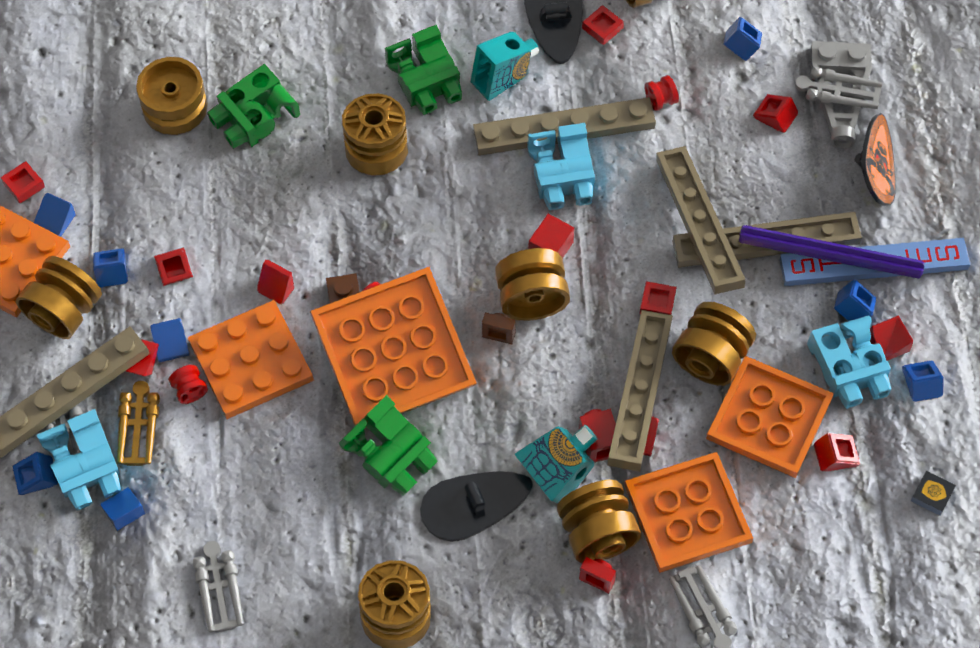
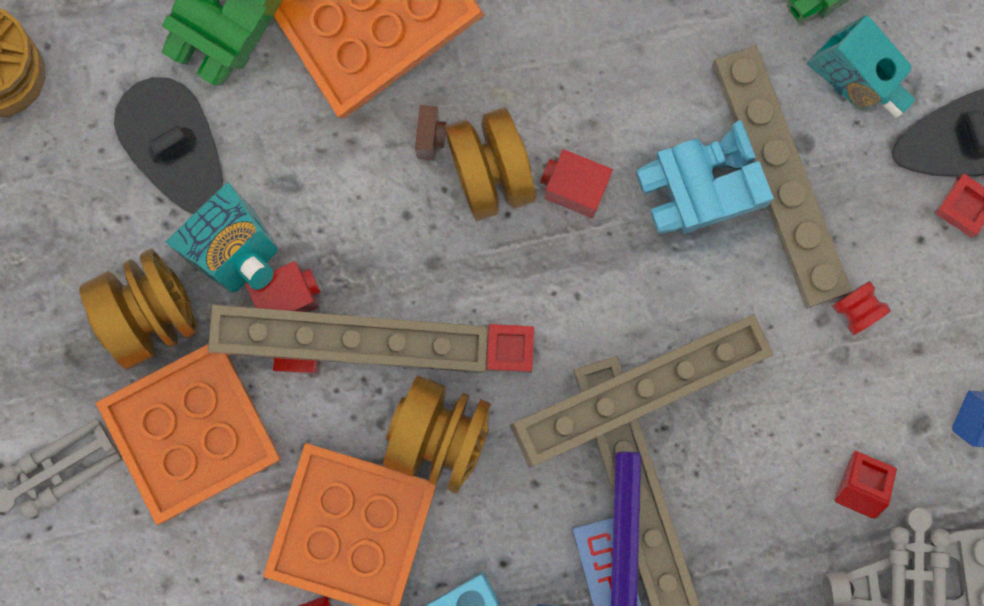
camera: 80 degrees right, 20 degrees up
(597, 574) = (74, 323): red plate -> none

